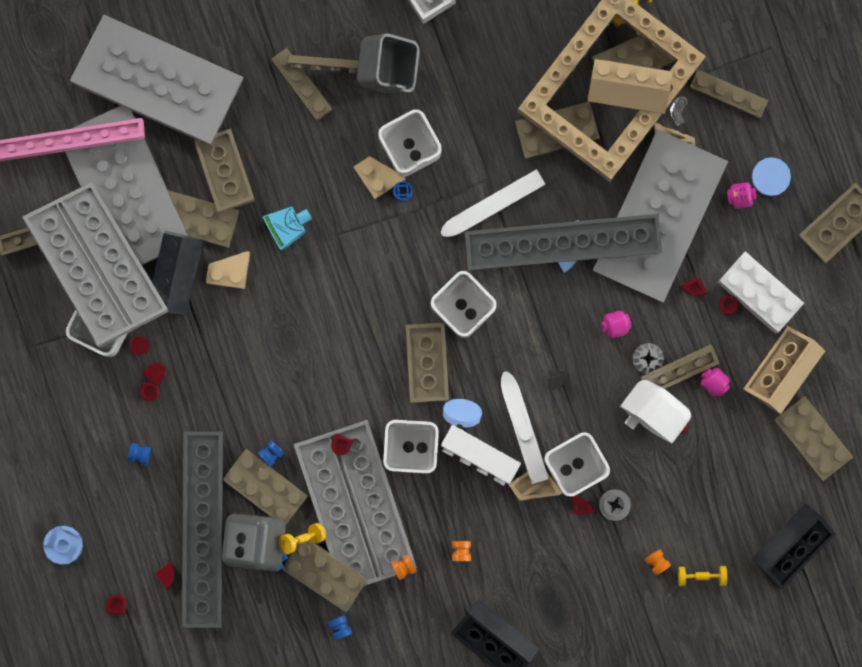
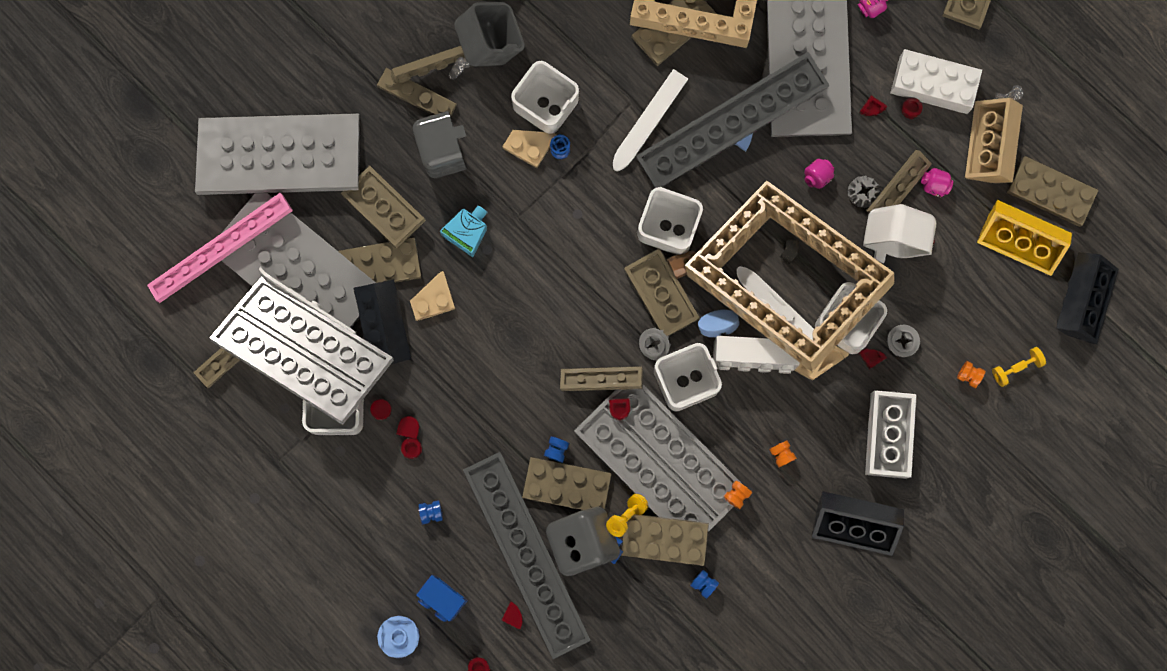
camera: 30 degrees left, 5 degrees down
(112, 531) = (441, 598): none -> blue brick
(124, 230) = (313, 304): none -> white piece
(298, 141) = (439, 144): none -> dark grey piece
(338, 411) = (601, 378): none -> dark tan plate
(347, 79) = (458, 67): none -> clear arm
(396, 410) = (653, 352): none -> light grey gear
(459, 346) = (678, 262): none -> medium nougat rock
(520, 340) = (770, 202): none -> tan brick
(560, 580) = (890, 434): none -> white brick
(766, 467) = (1024, 238): none -> yellow slope
(820, 338) = (1016, 93): none -> clear arm

